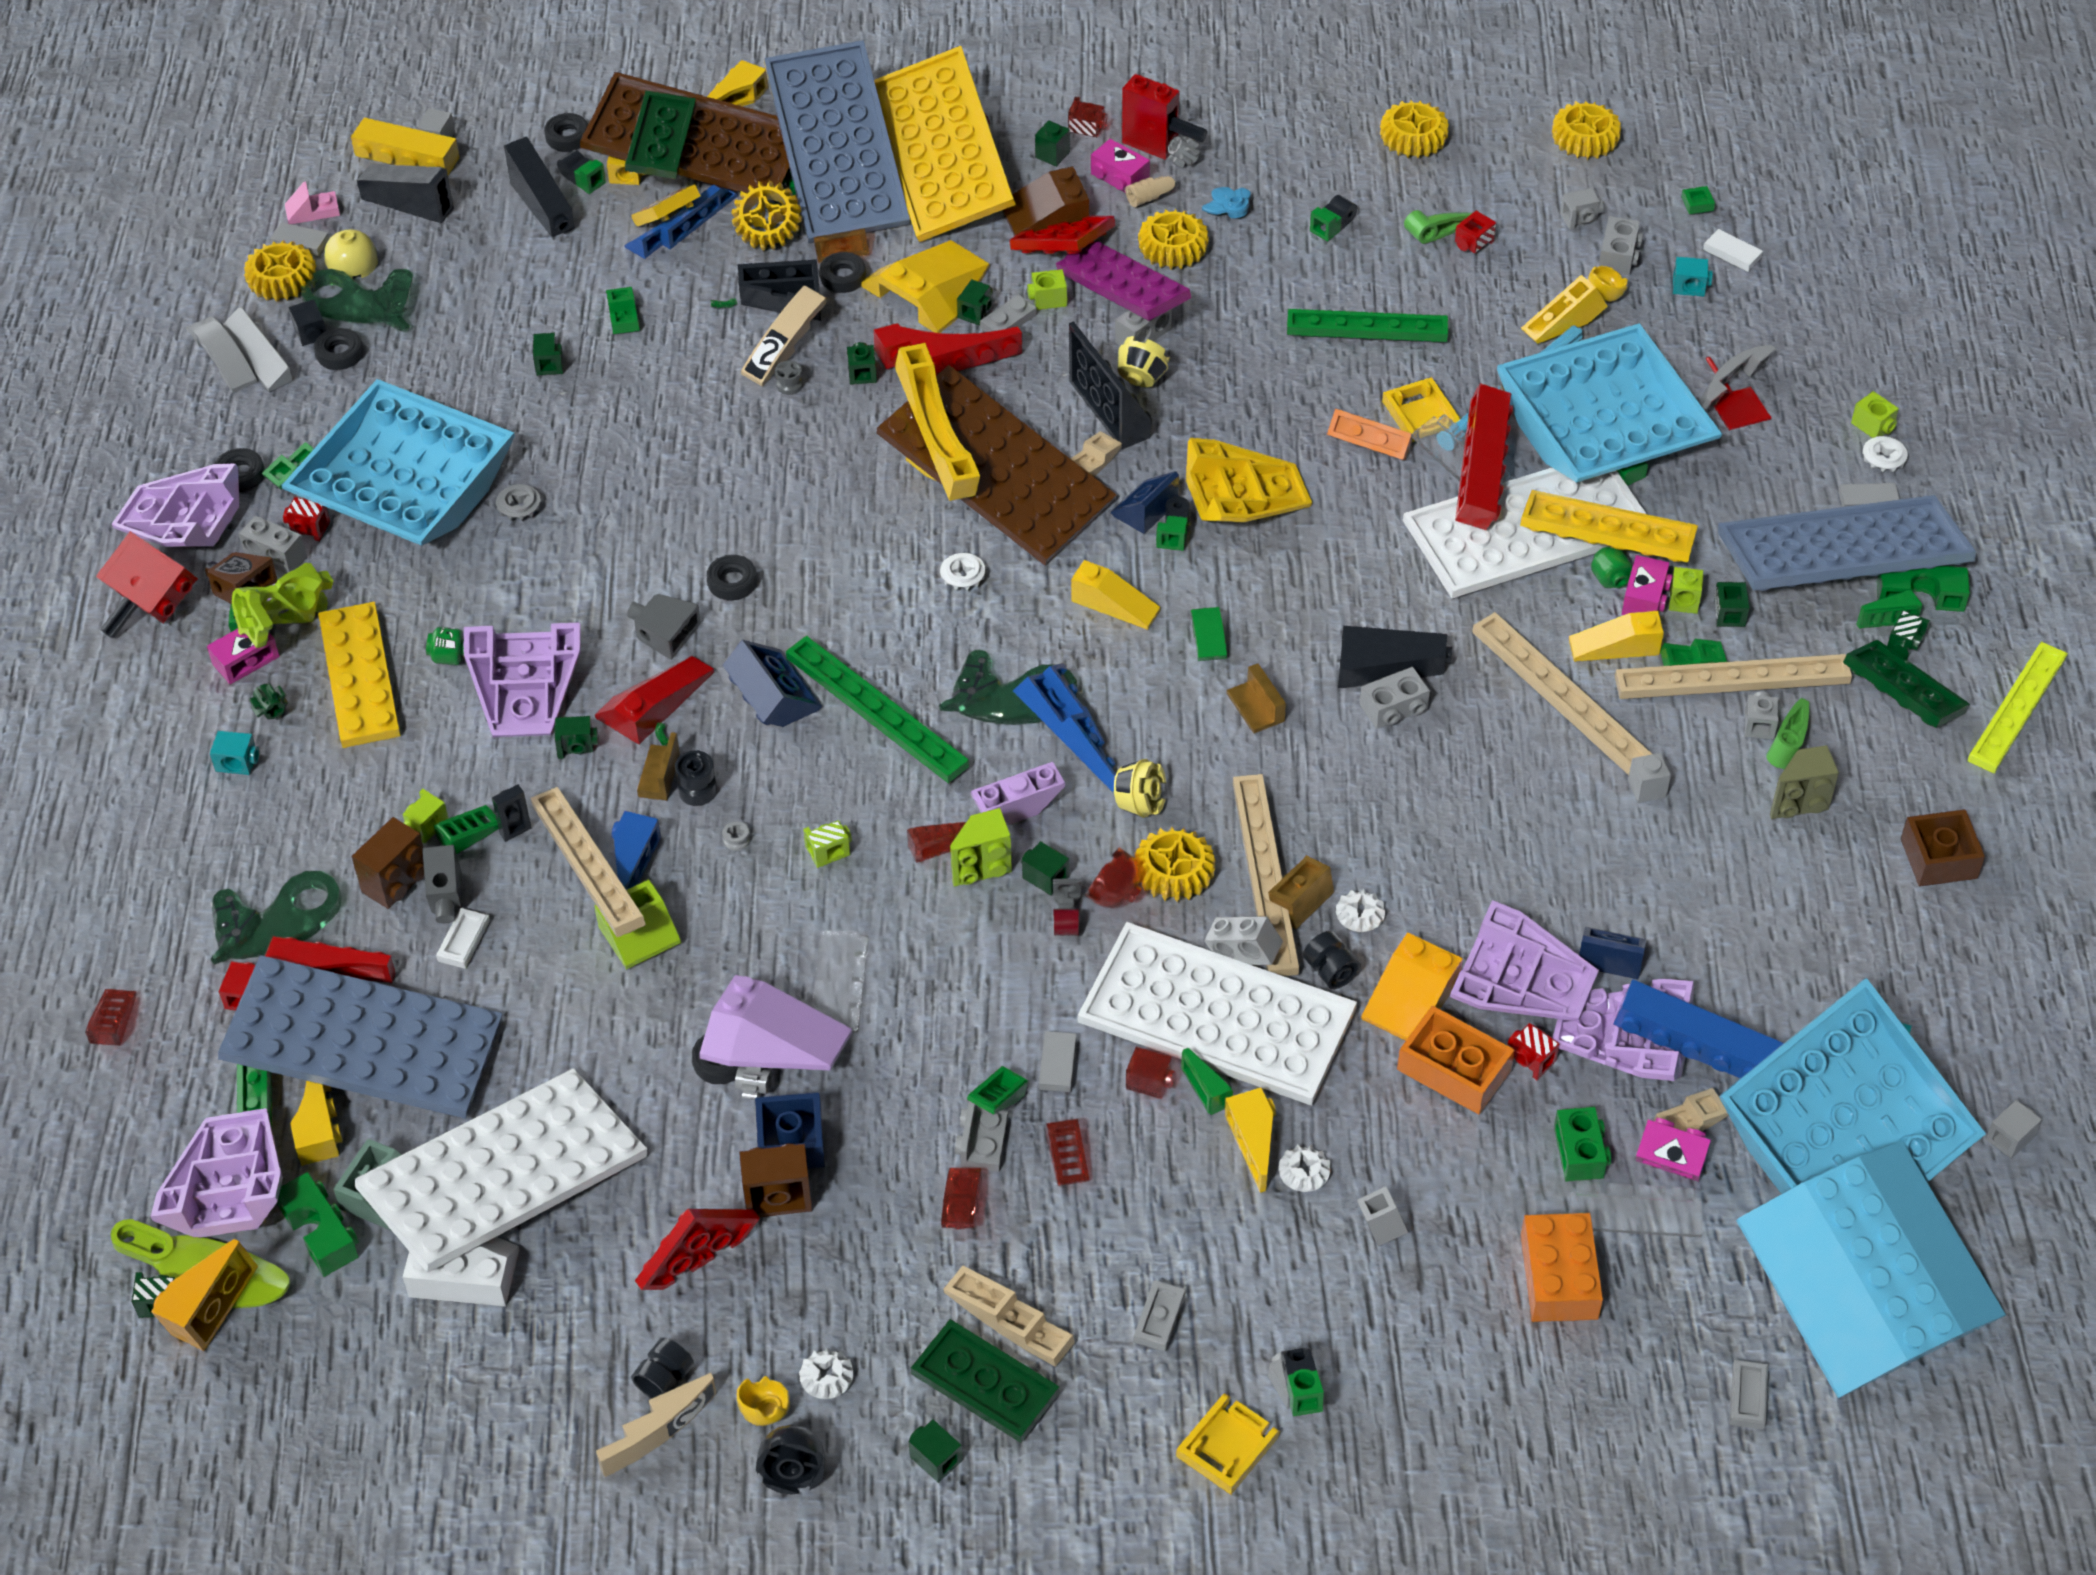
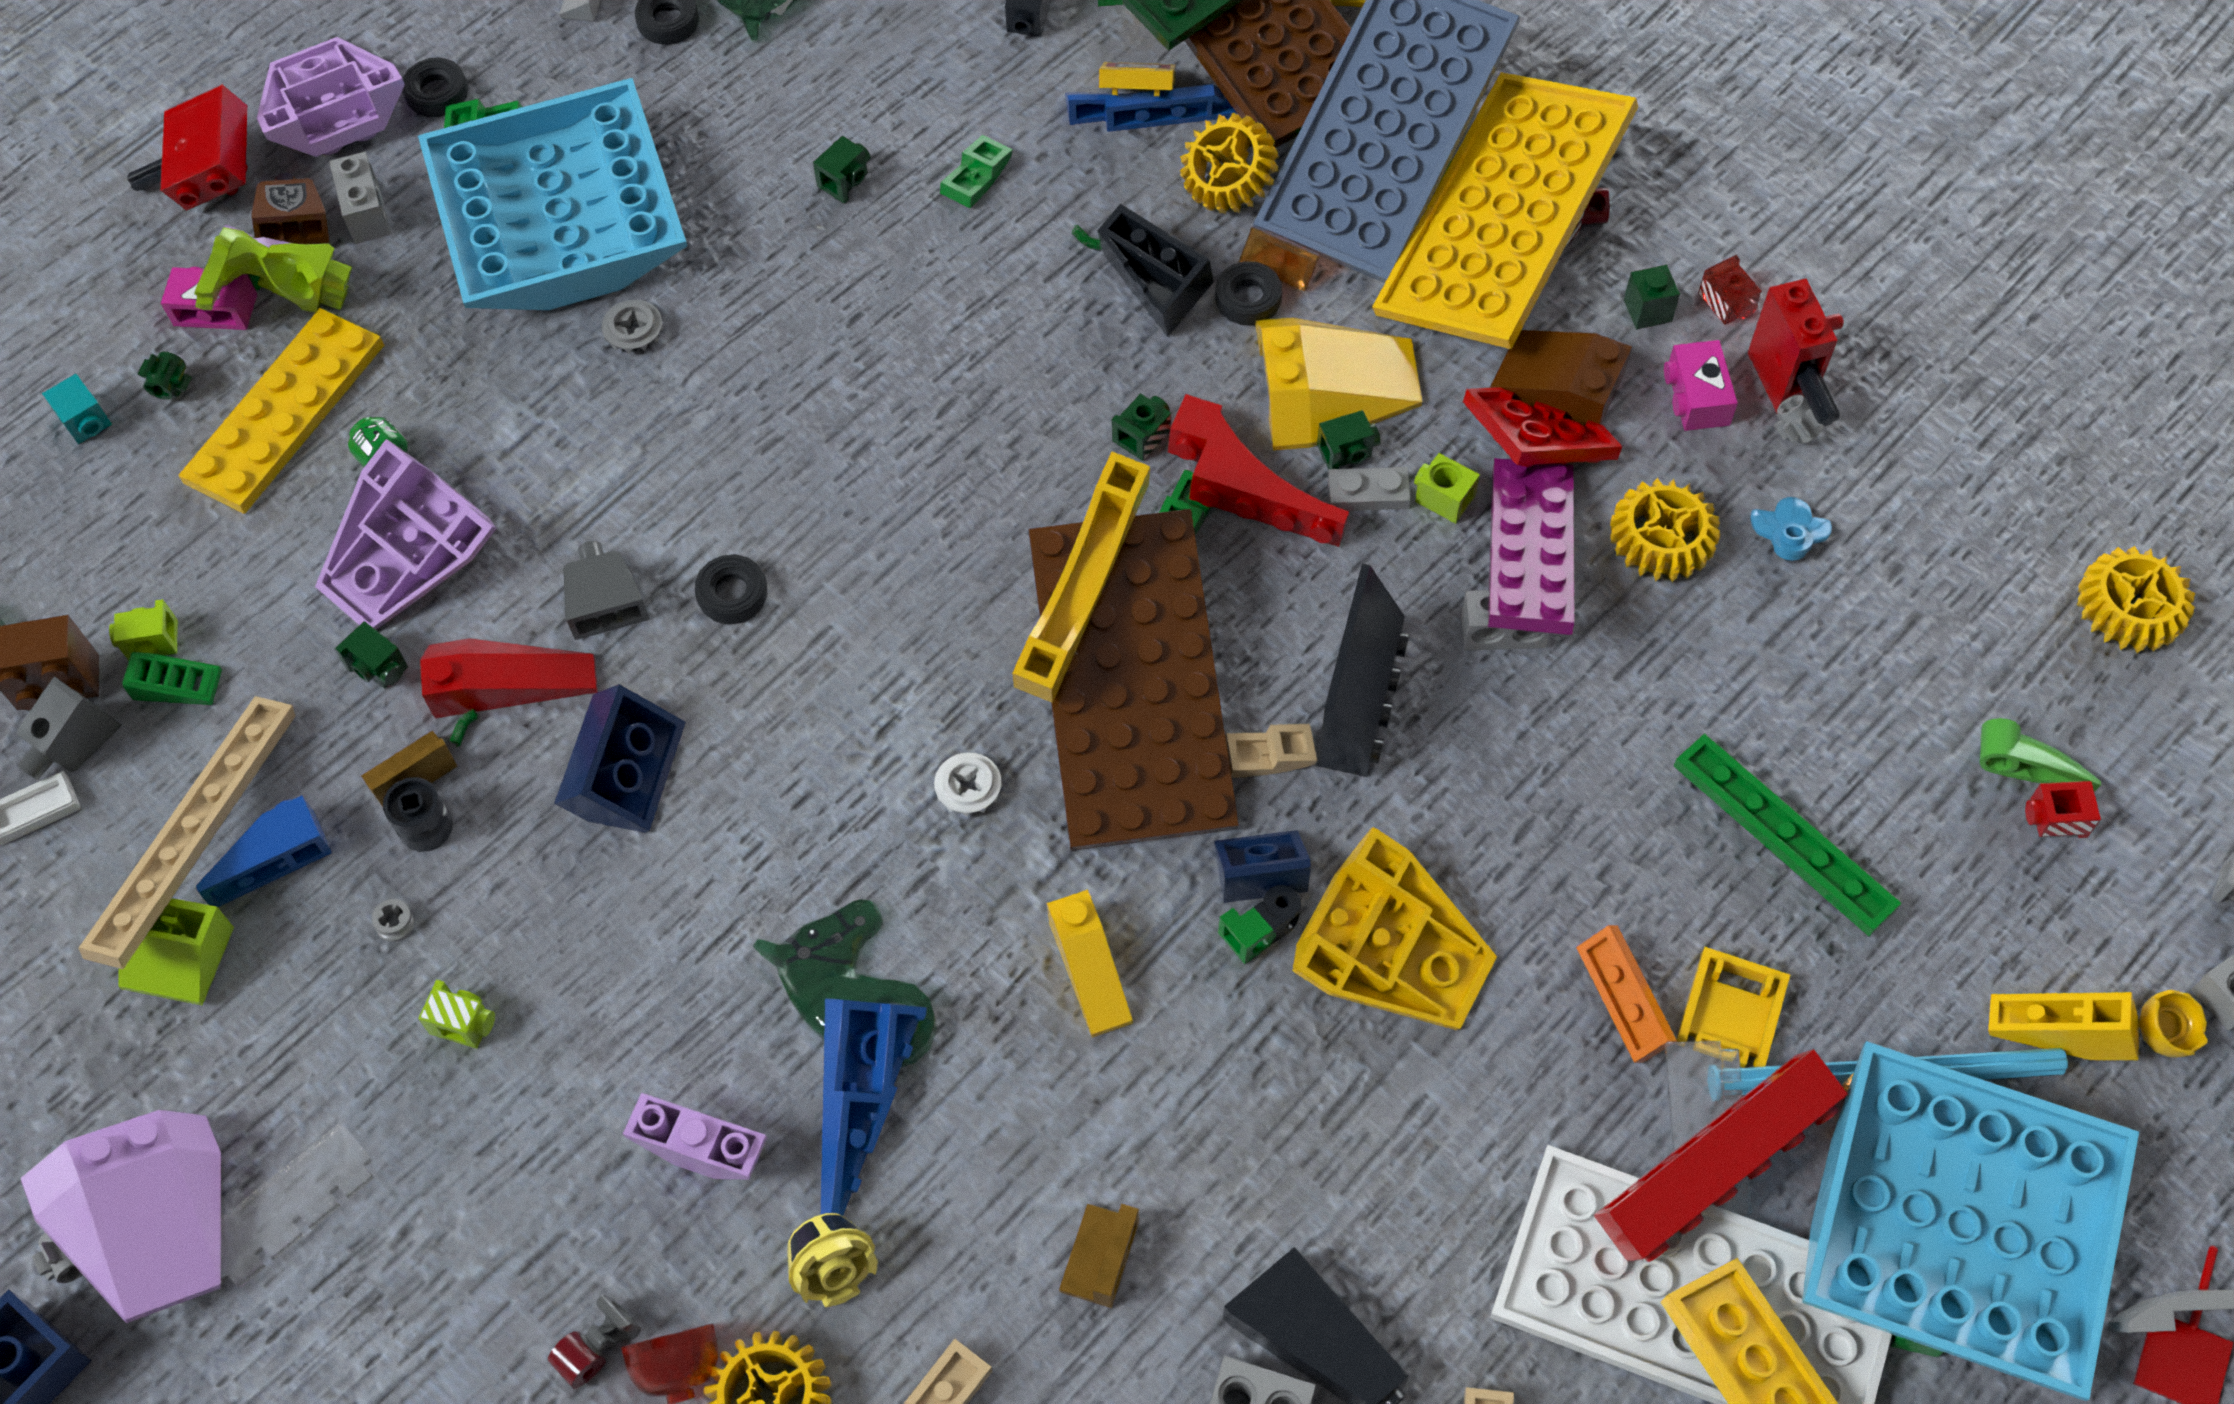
camera: 45 degrees right, 10 degrees up
(307, 518) = (419, 191): red brick -> none
(511, 812) = (203, 700): black plate -> none
(782, 335) = (1089, 326): tan slope -> none
(788, 377) = (1051, 374): dark grey wheel -> none
(877, 709) = (689, 891): green plate -> none
(932, 840) = (554, 1114): clear red slope -> none
(981, 849) = (577, 1177): lime slope -> none
(1043, 865) = (629, 1264): dark green brick -> none
(1141, 362) = (1441, 672): light yellow cone -> none
(1148, 190) = (1706, 441): tan hinge -> none
(1208, 634) = (1144, 1107): green slope -> none
(1334, 215) = (1899, 646): leg -> none

